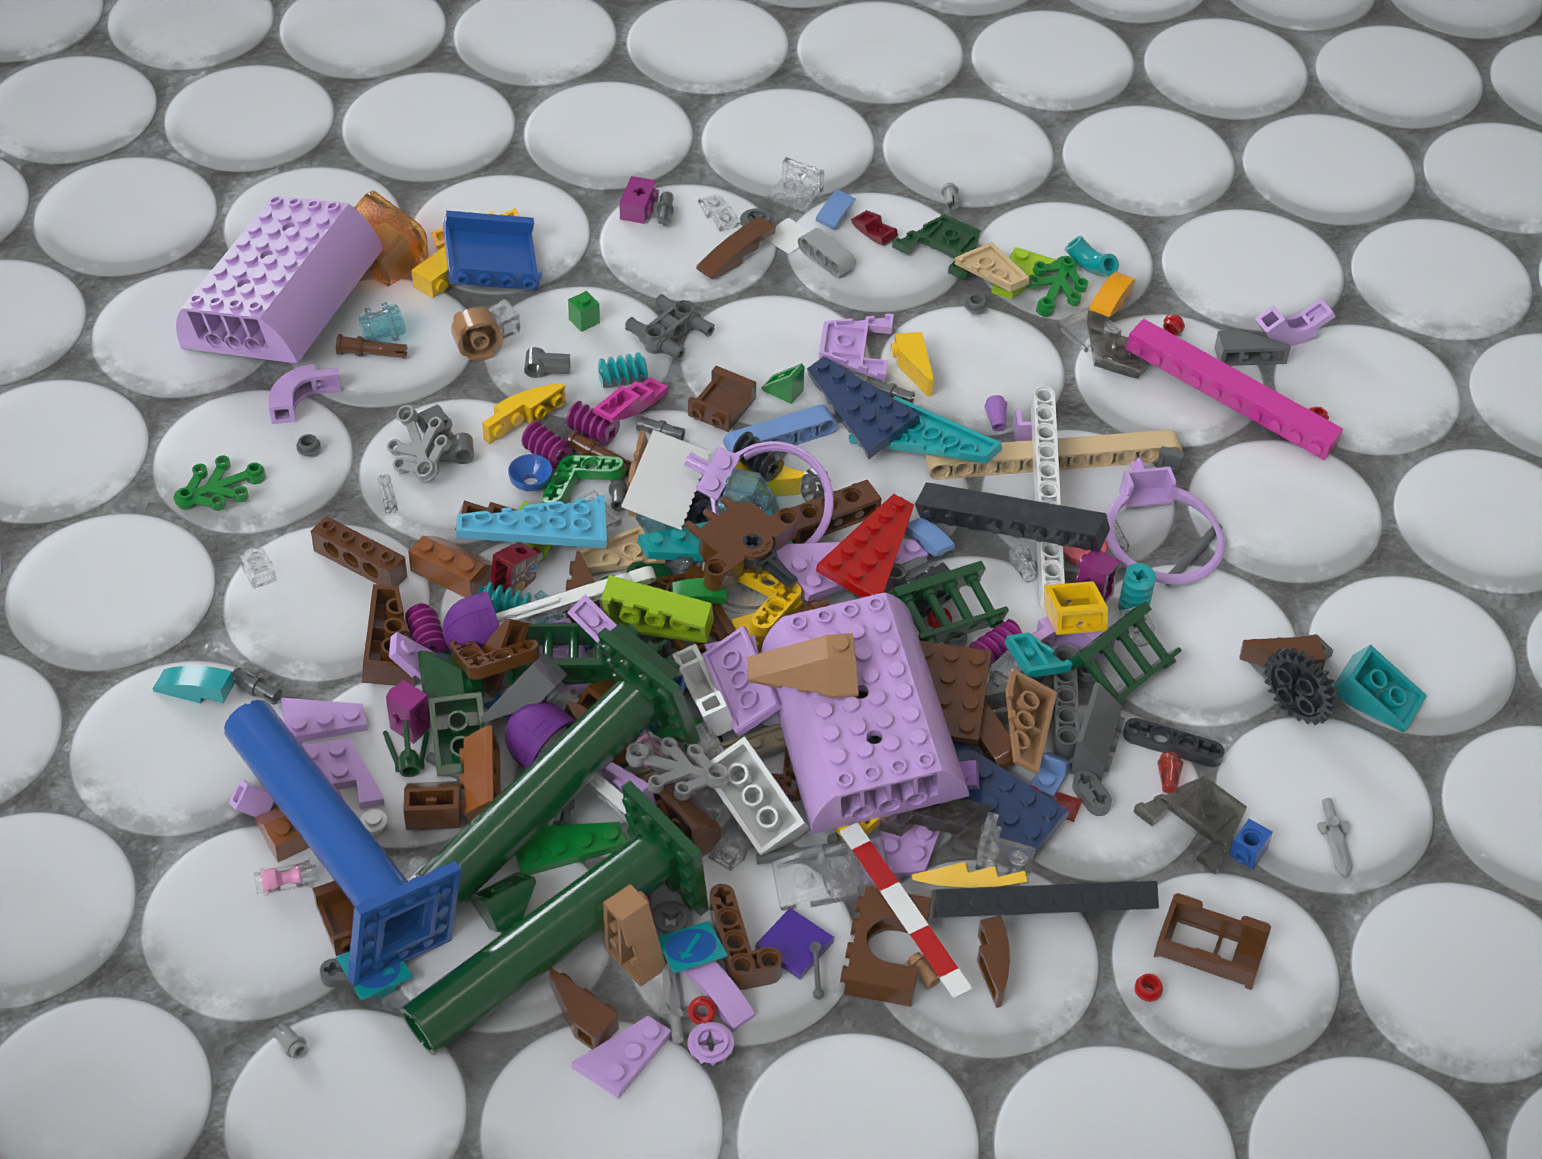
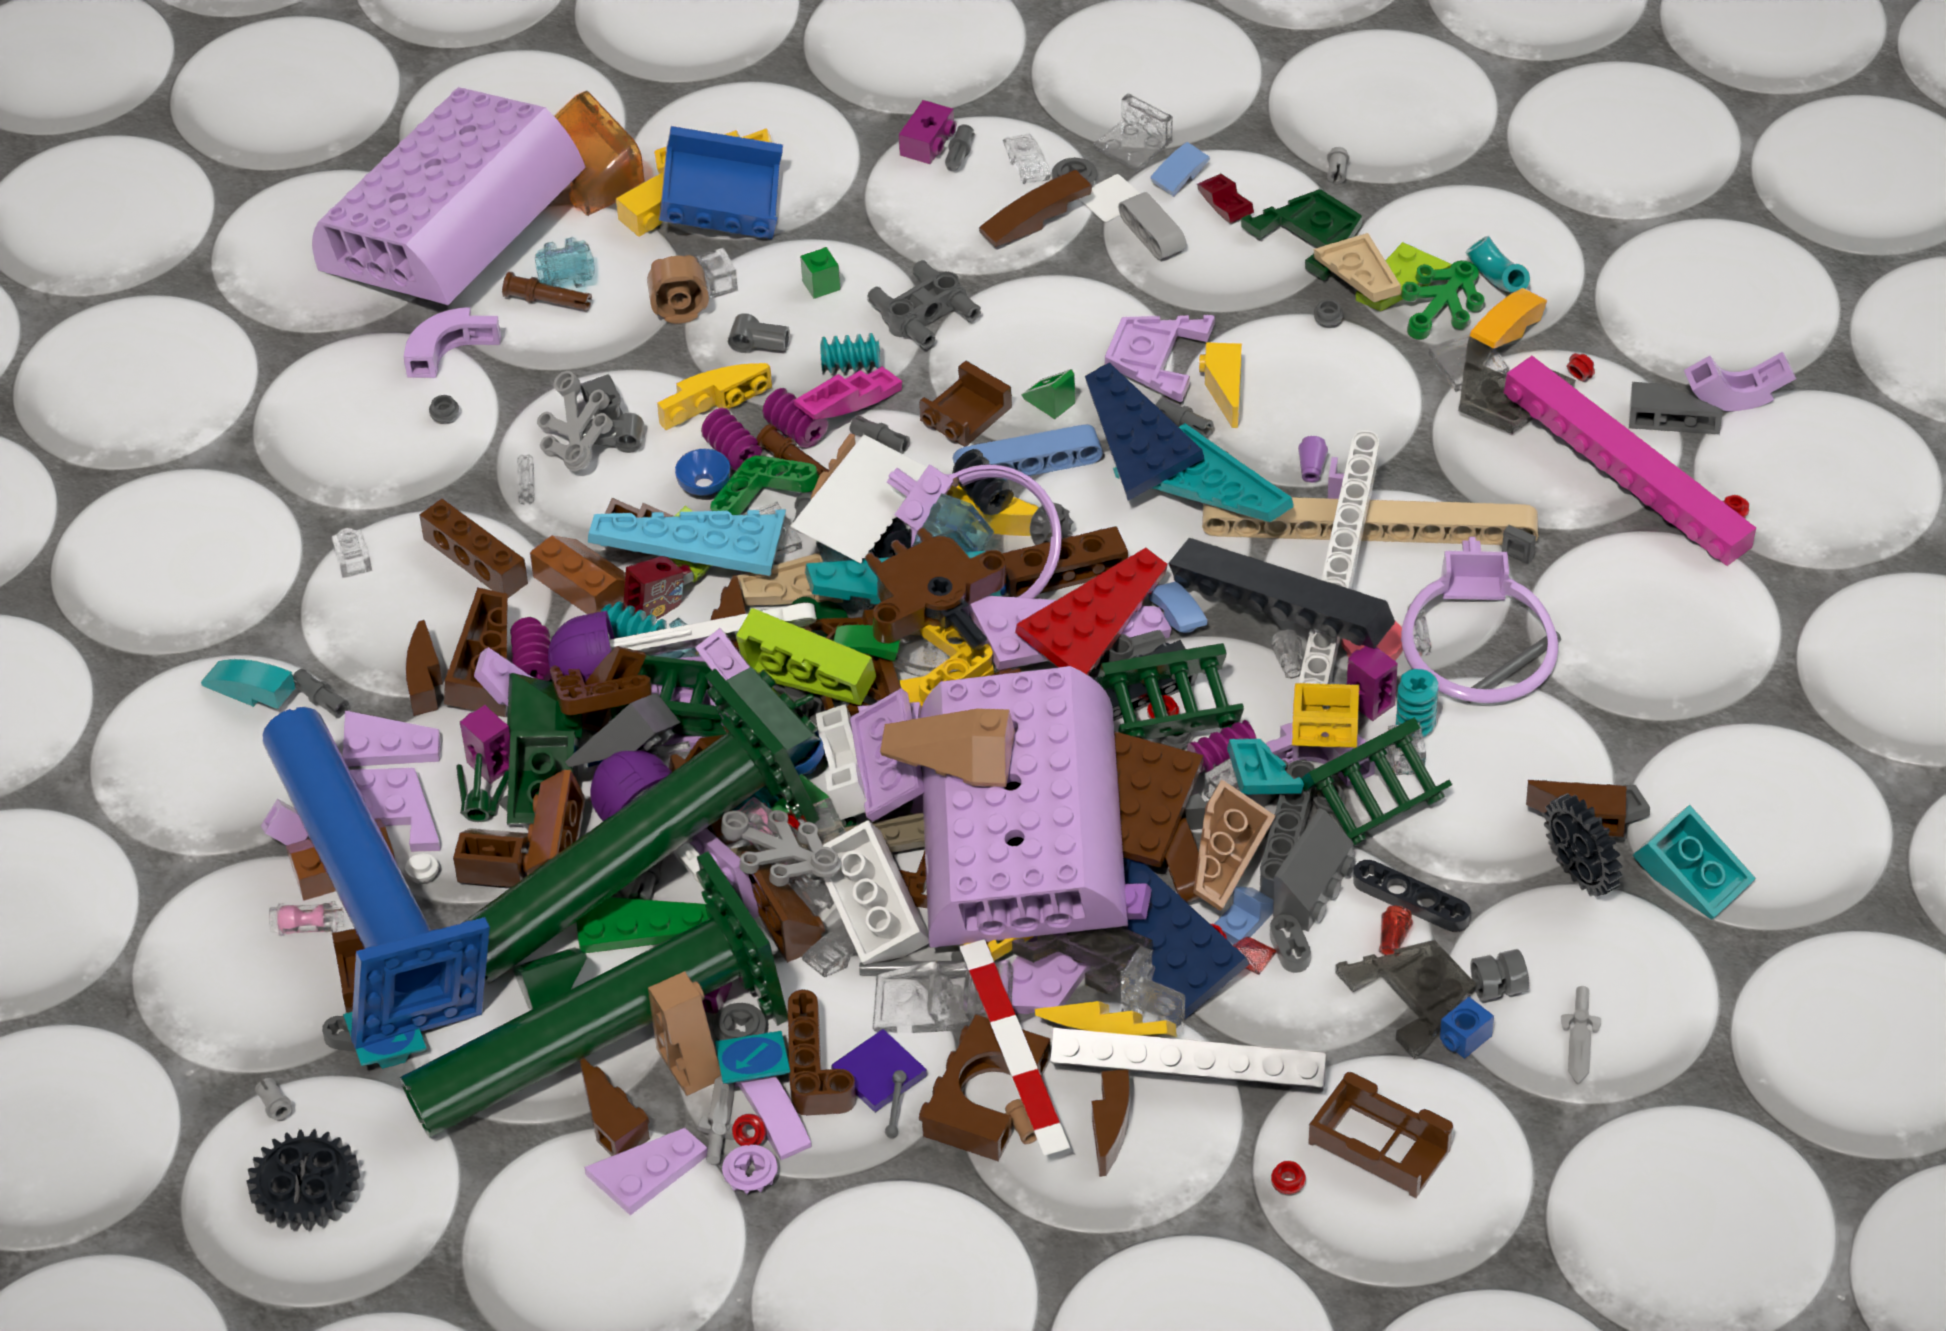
camera: 15 degrees right, 0 degrees up
(192, 494) = (293, 455): green plant -> none
(303, 1109) = (276, 1174): none -> black gear
(339, 657) = (422, 671): none -> reddish brown slope
(1264, 797) = (1501, 974): none -> dark grey wheel

